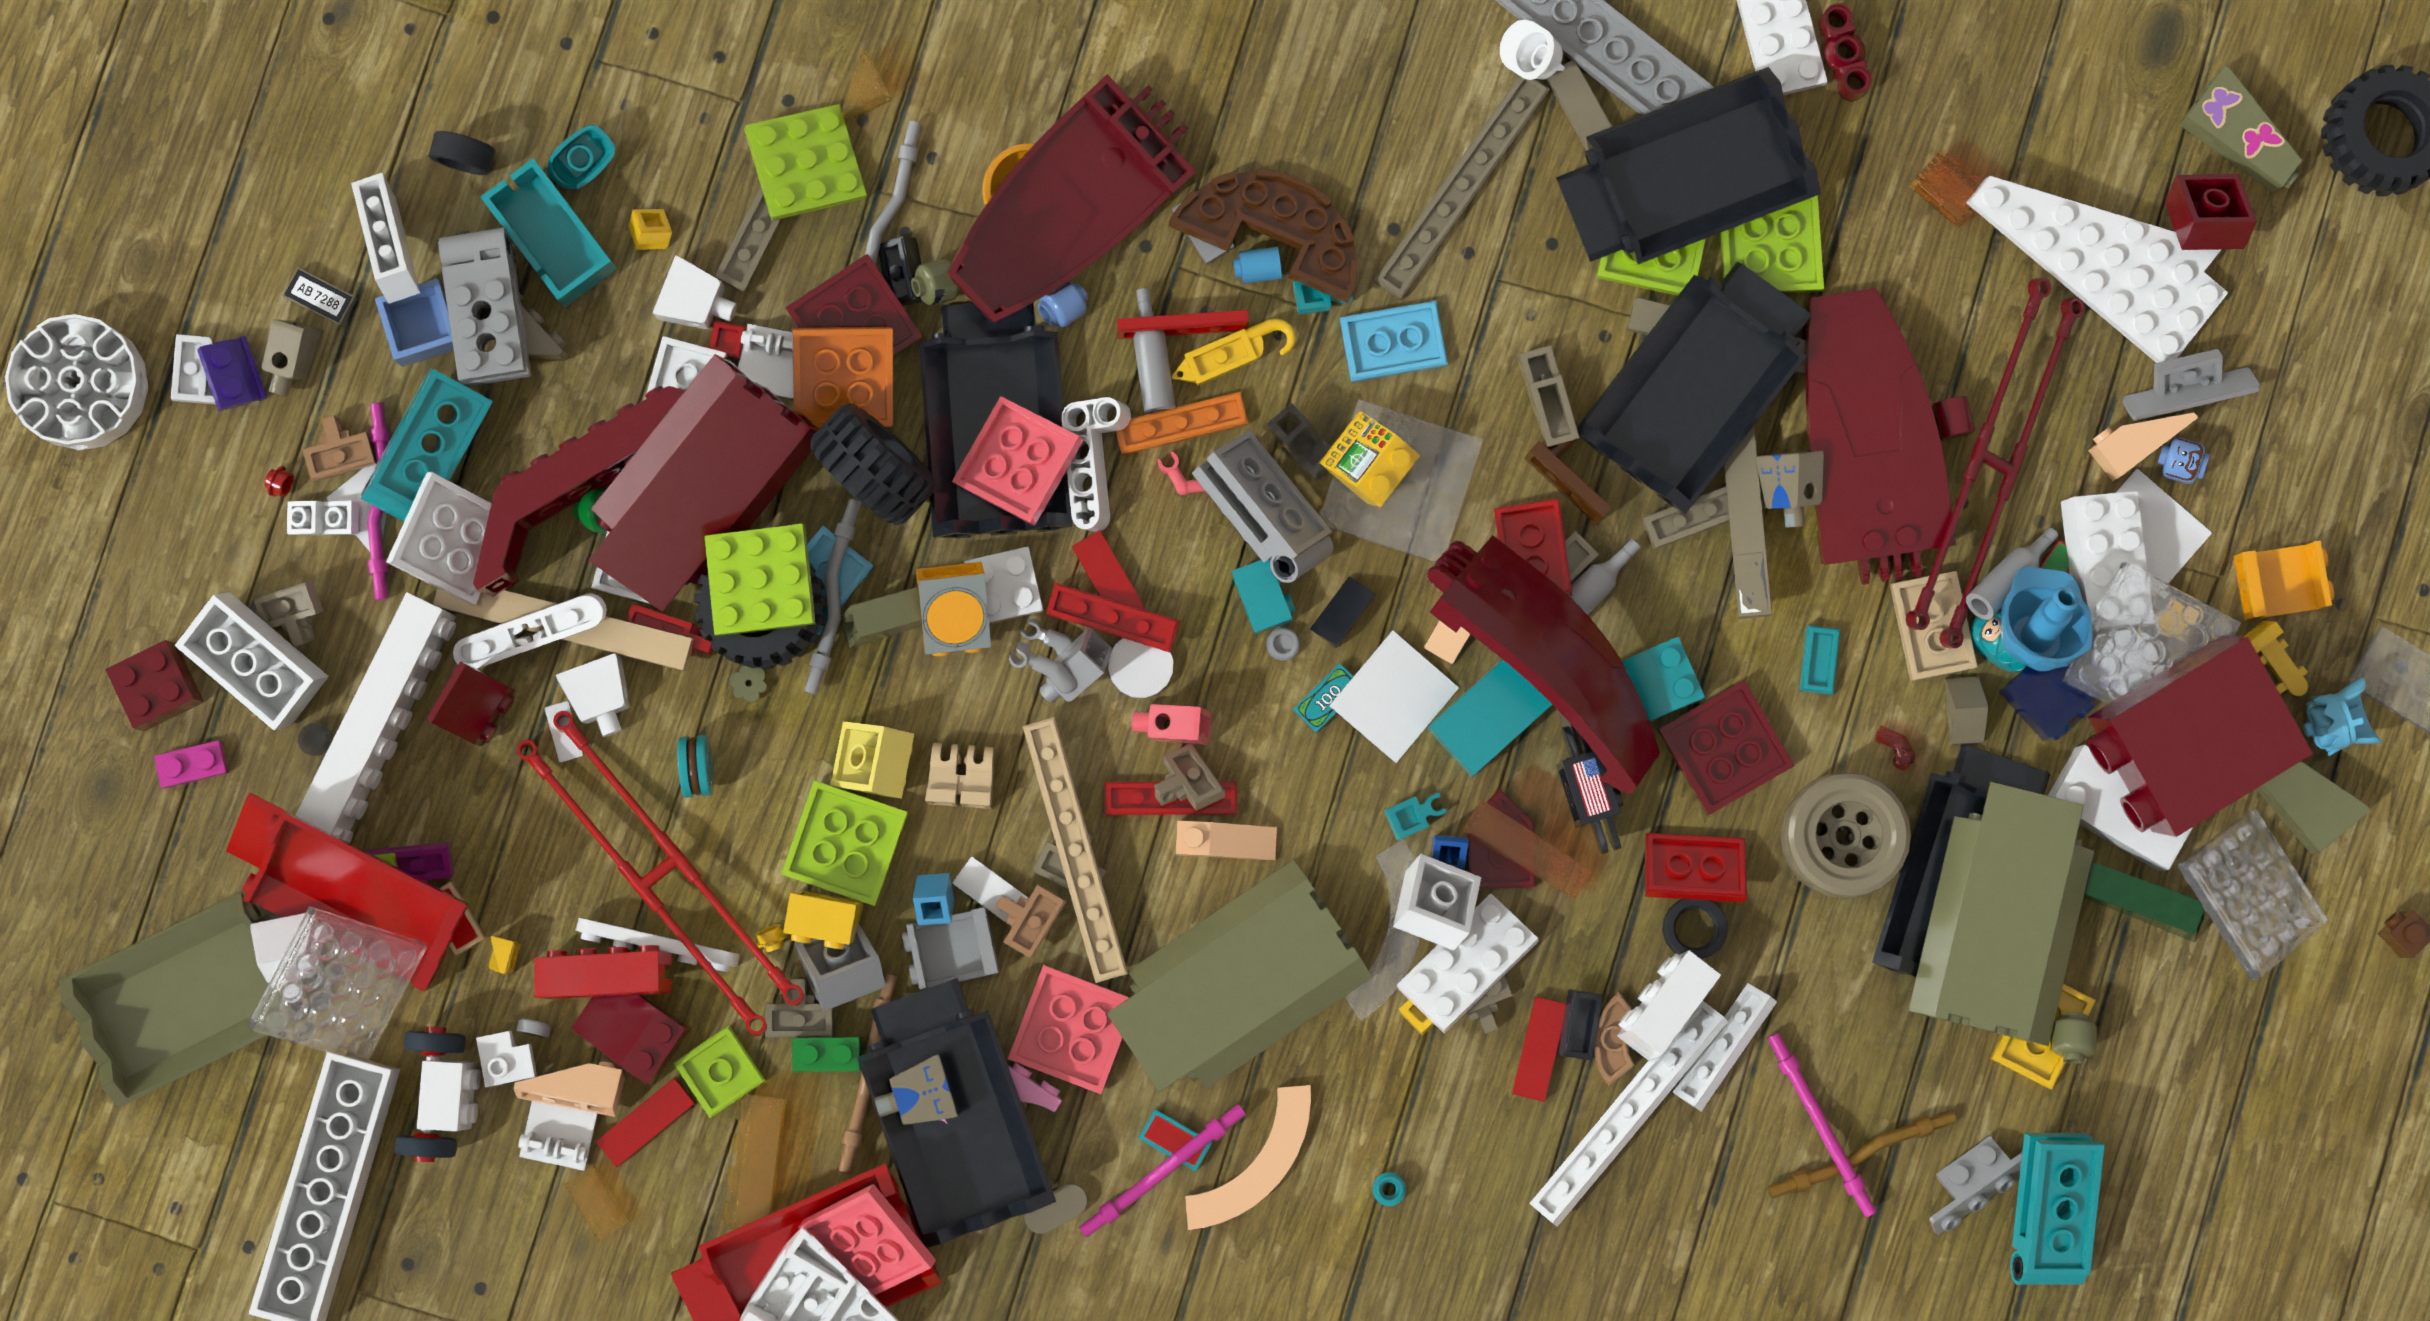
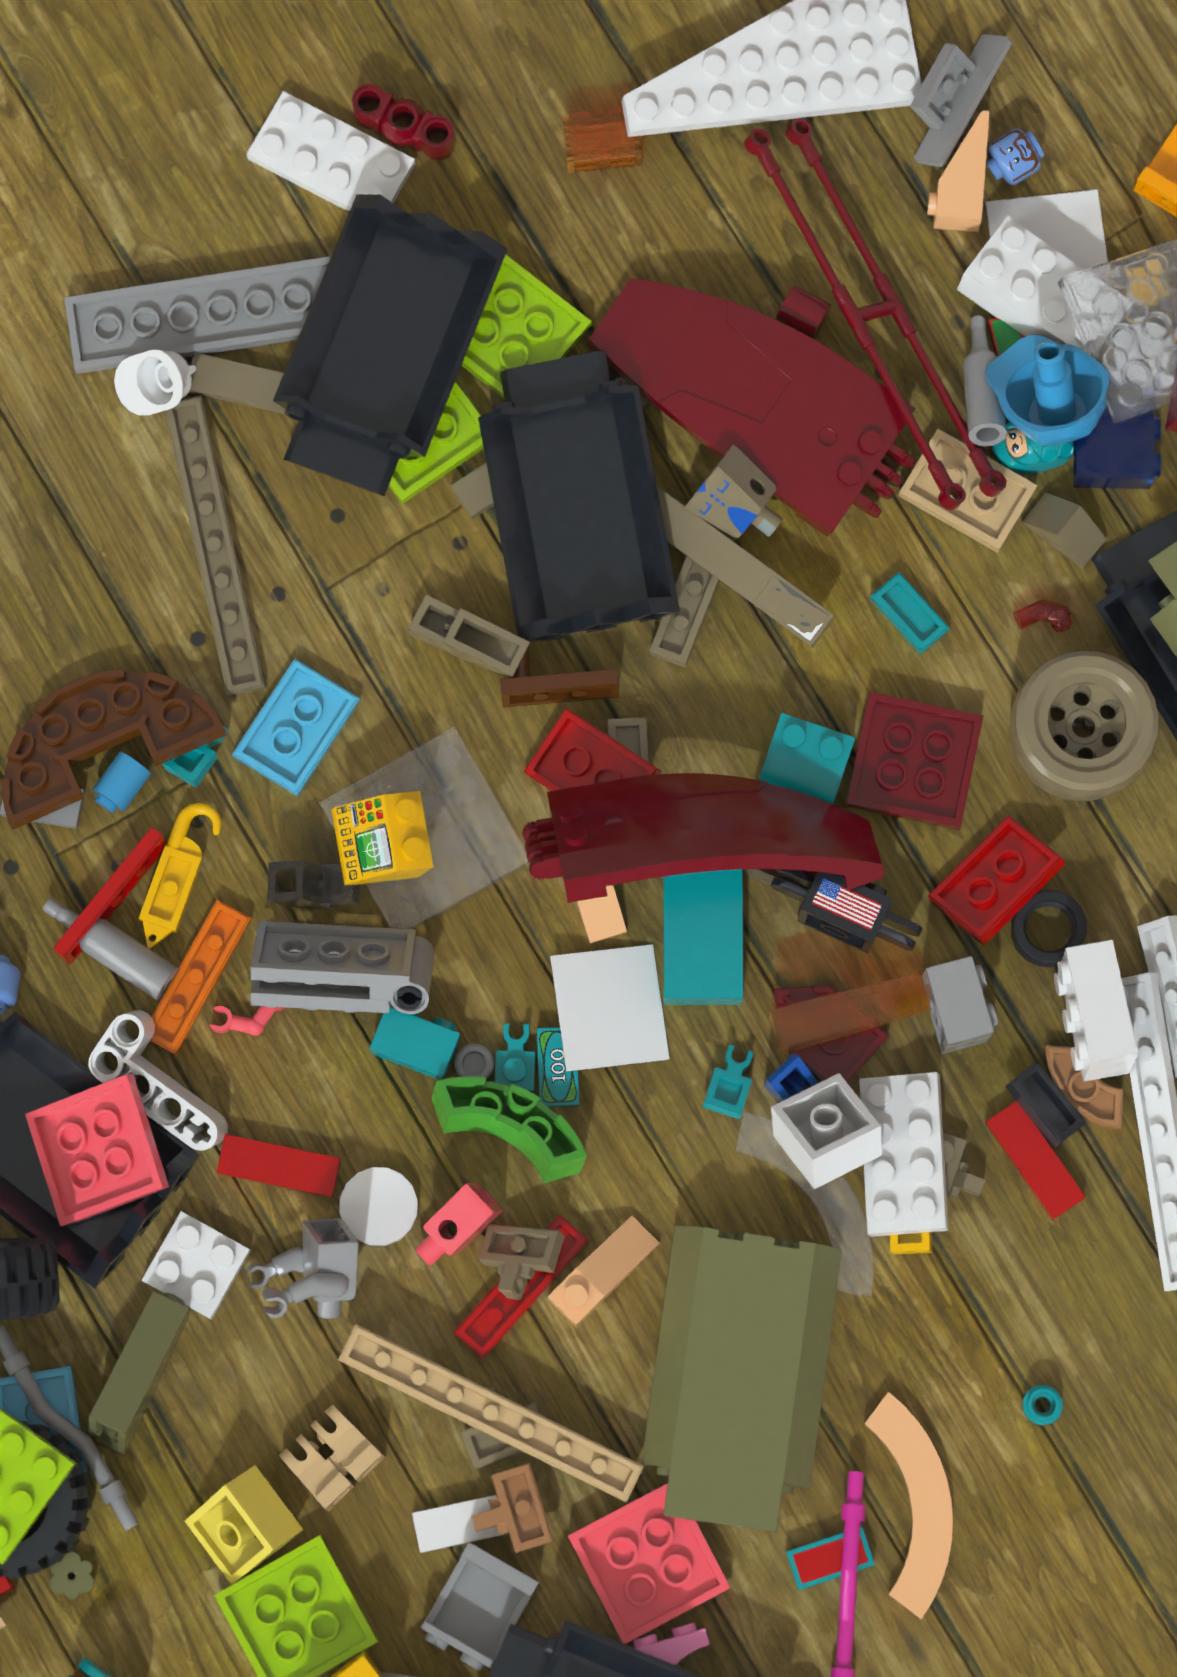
camera: 50 degrees left, 5 degrees down
(933, 899) = (420, 1581): dark azure brick -> none
(954, 608) = (176, 1326): panel -> none
(1113, 617) = (313, 1192): red tile -> none
(1270, 697) = (511, 1116): none -> bright green brick
(1304, 671) = (515, 1065): none -> teal plate
(1342, 612) = (494, 985): black slope -> none
(1593, 913) = (958, 1004): none -> light grey brick
(1601, 578) = (669, 735): light grey piece -> none

